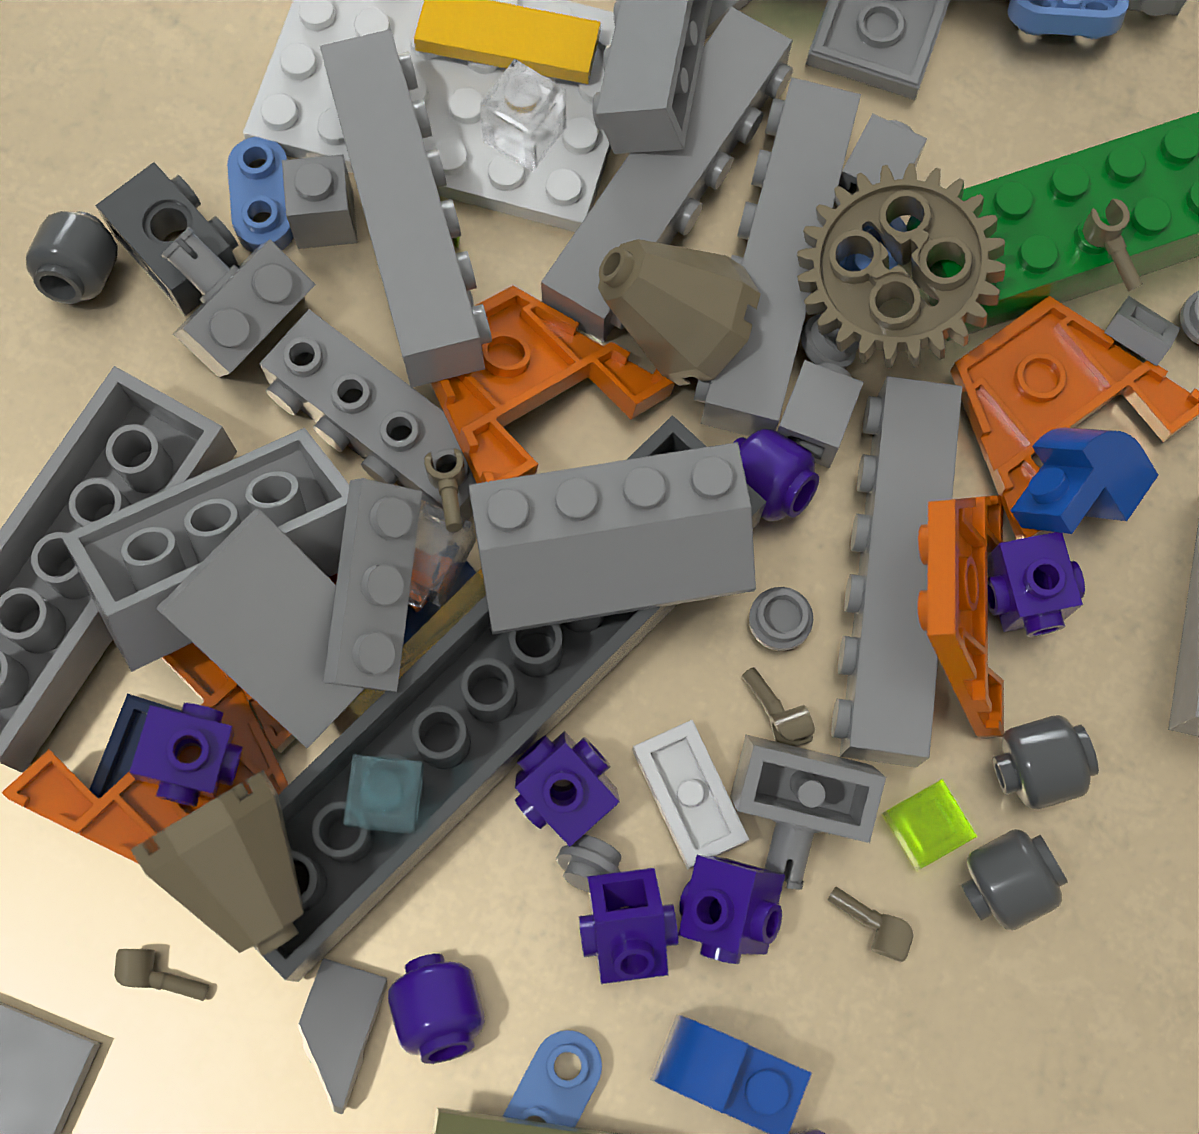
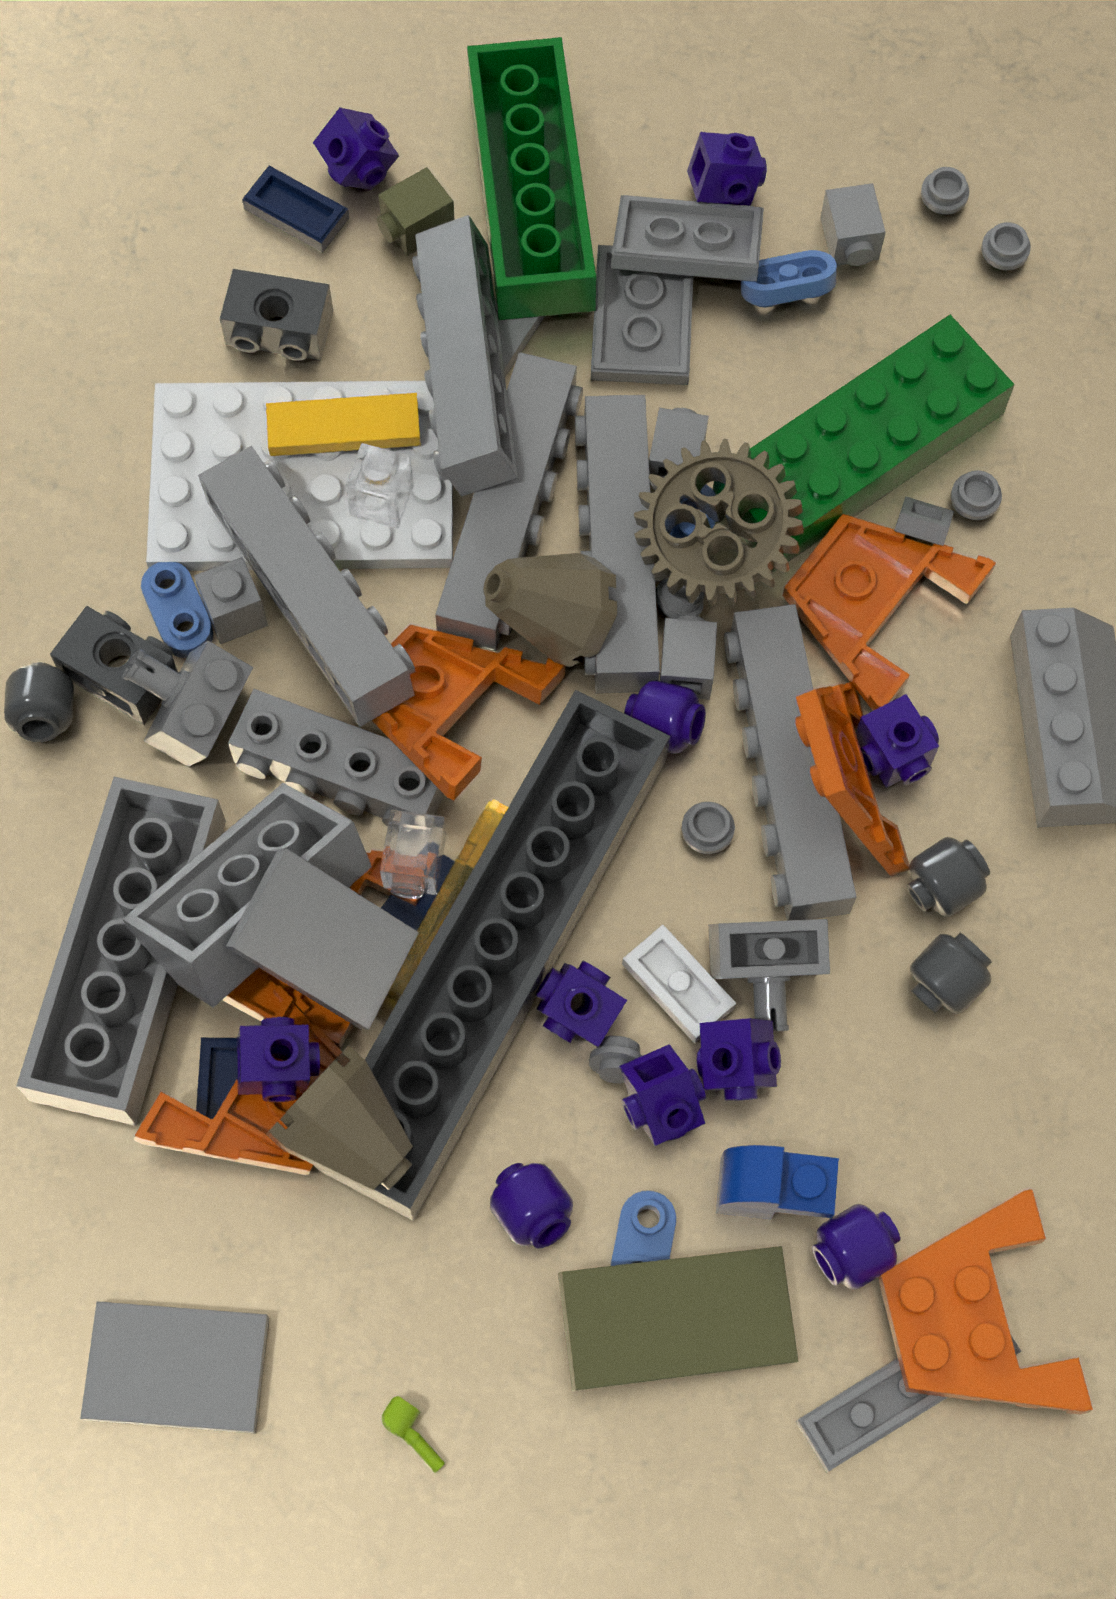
camera: 15 degrees left, 5 degrees down
(135, 970) = (281, 1252): dark tan hand -> none
(338, 1025) = (457, 1242): light grey slope -> none
(373, 586) = (385, 885): light grey plate -> none
(384, 794) = (443, 1044): clear light blue plate -> none
(448, 489) = (416, 794): dark tan hand -> none
(614, 537) = (560, 795): light grey slope -> none
(789, 726) = (739, 909): dark tan hand -> none
(892, 934) = (869, 1042): dark tan hand -> none
(929, 824) = (873, 953): clear neon green tile -> none
(1083, 476) = (912, 648): blue brick -> none
(1110, 237) = (875, 456): dark tan hand -> none

